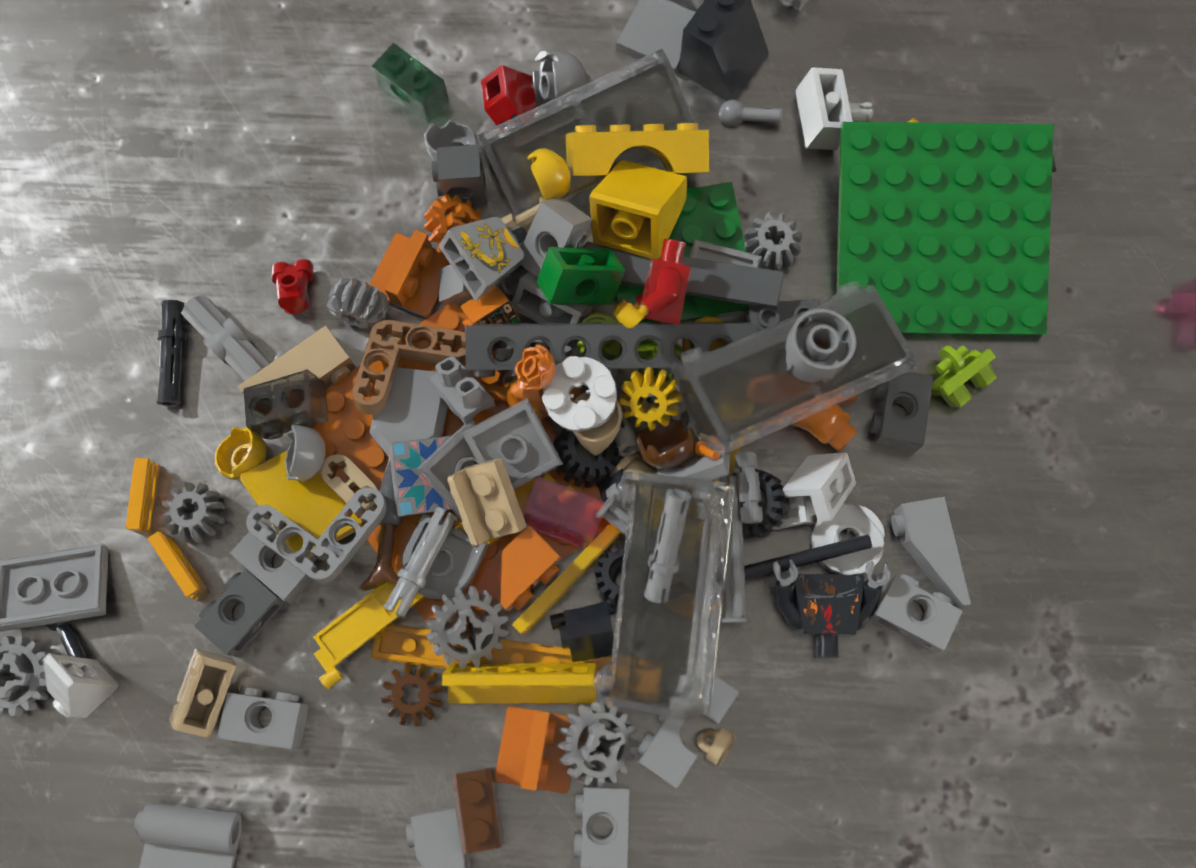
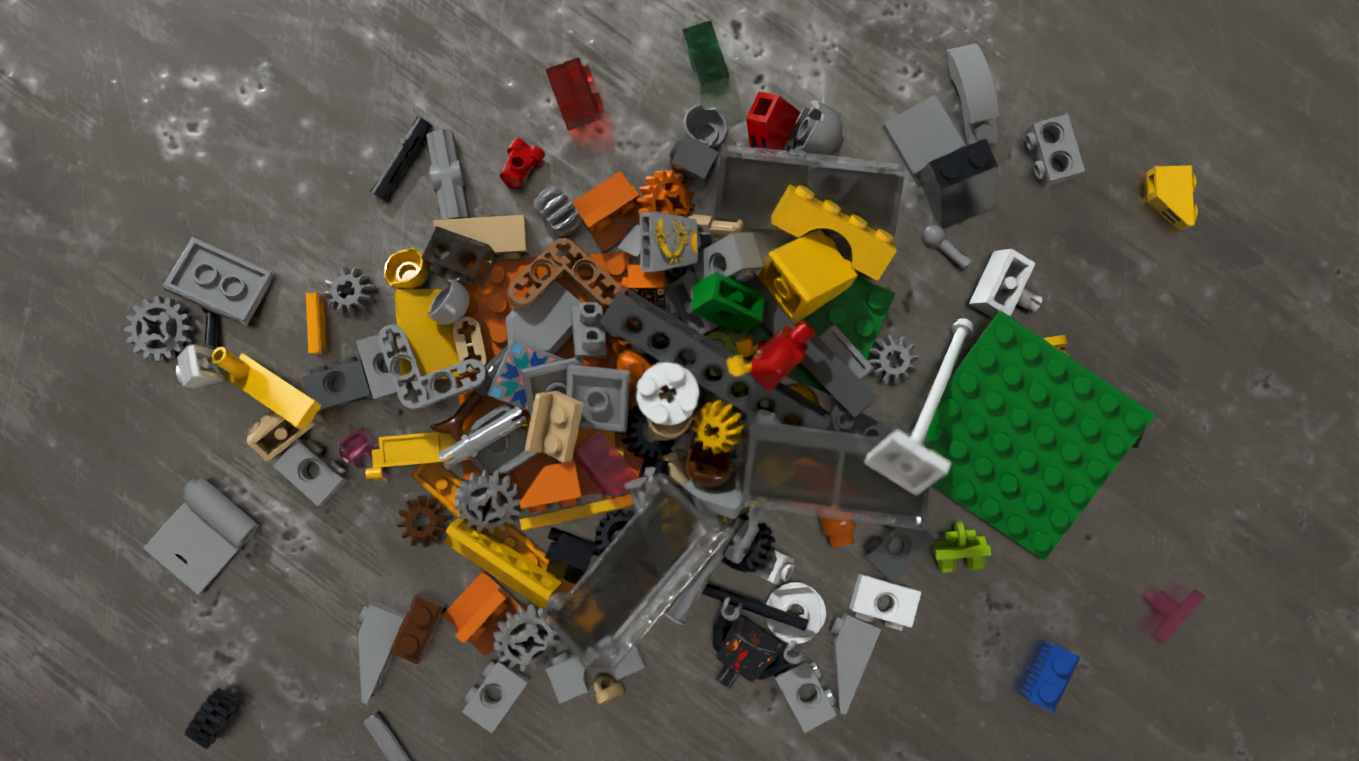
camera: 30 degrees right, 10 degrees up
(143, 496) = (320, 256): light orange tile -> none
(161, 658) = (267, 388): none -> yellow piece
(294, 662) = (356, 445): none -> clear pink tile
(305, 190) = (573, 93): none -> clear red brick
(535, 368) = (647, 356): orange plate -> none
(550, 173) = (755, 211): yellow hair -> none
(664, 559) = (648, 550): light grey pin -> none
(701, 448) = (730, 486): orange piece -> none
(826, 480) = (803, 562): white panel -> none
(829, 332) = (872, 475): light grey piece -> none
(862, 297) = (905, 458): none -> white tile
(942, 456) = (903, 599): none -> white brick
(1134, 437) = (1049, 676): none -> blue brick

